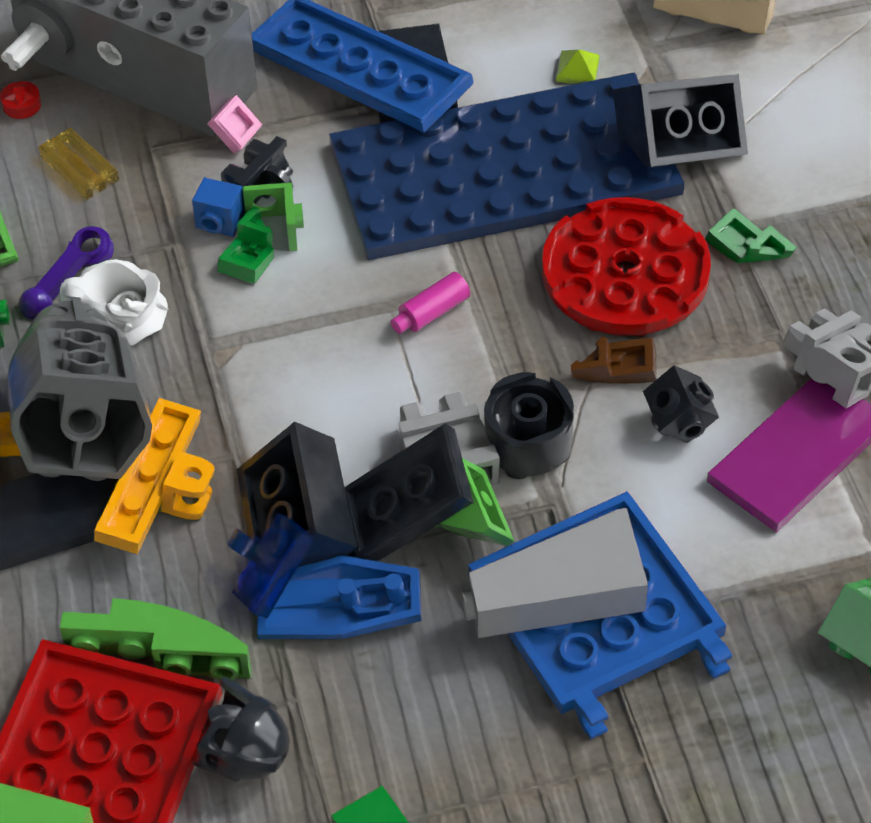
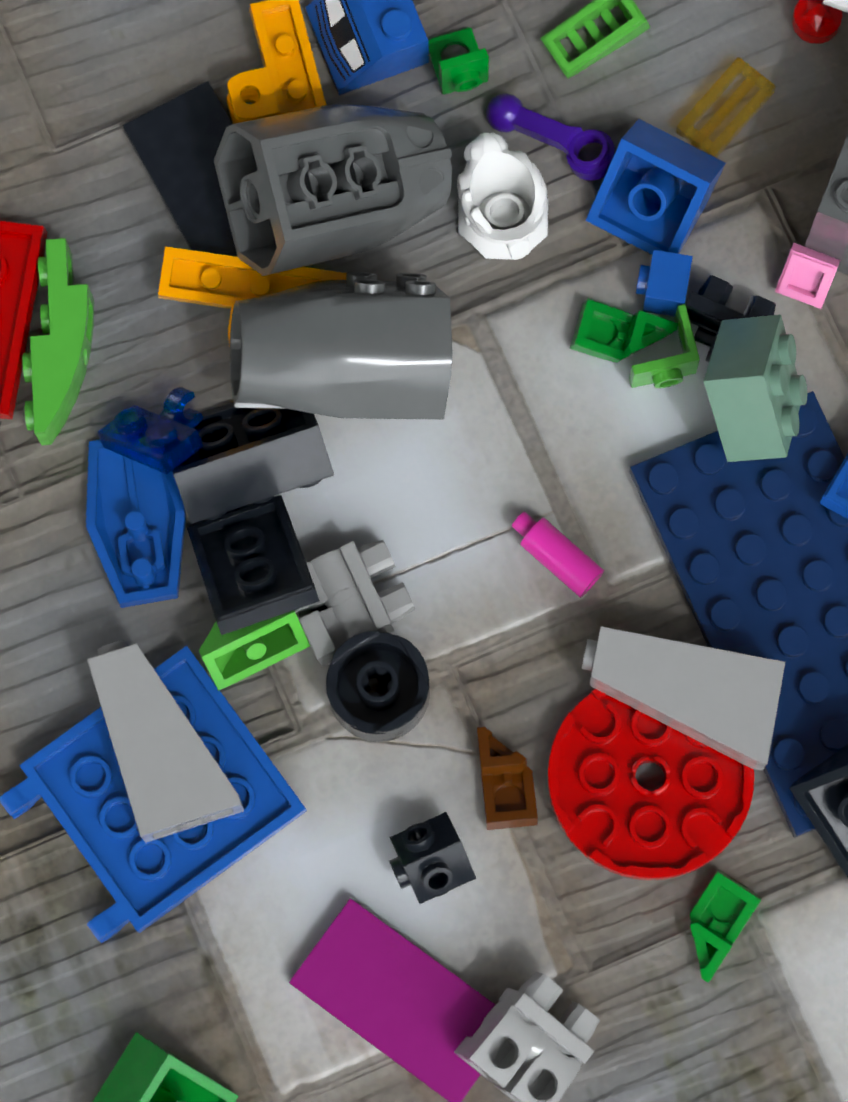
camera: 85 degrees right, 25 degrees up
(138, 205) = (654, 189): none -> blue slope
(232, 385) = (345, 348): none -> dark grey animal
(328, 139) = (755, 388): none -> sand green brick
(565, 213) = (695, 689): none -> light grey slope

